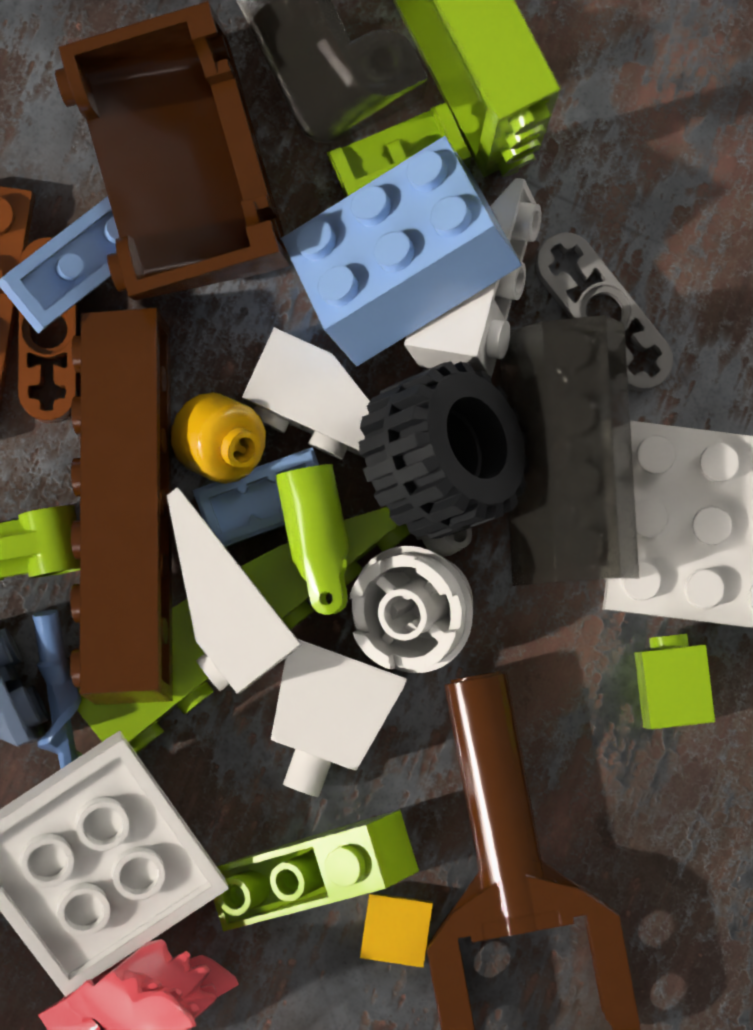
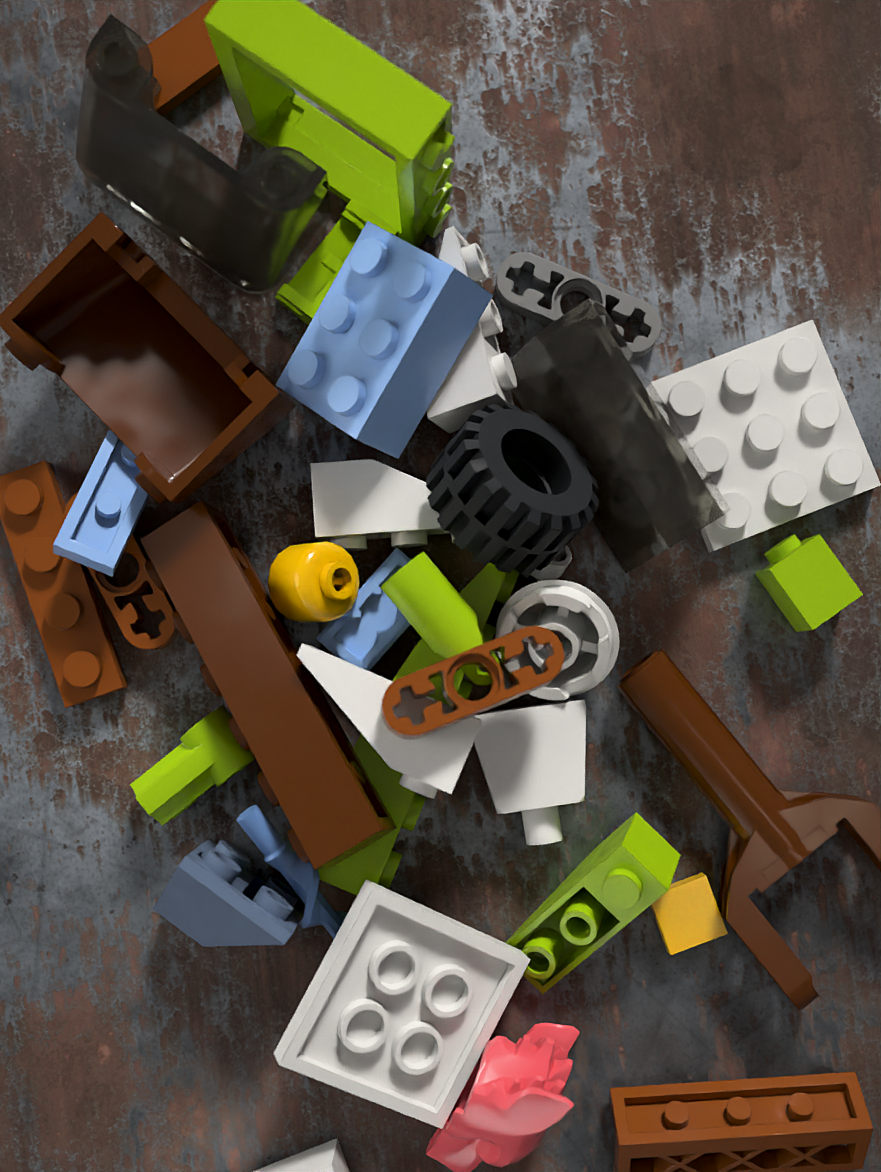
camera: 25 degrees left, 0 degrees up
(357, 625) = (510, 648): none -> dark orange beam

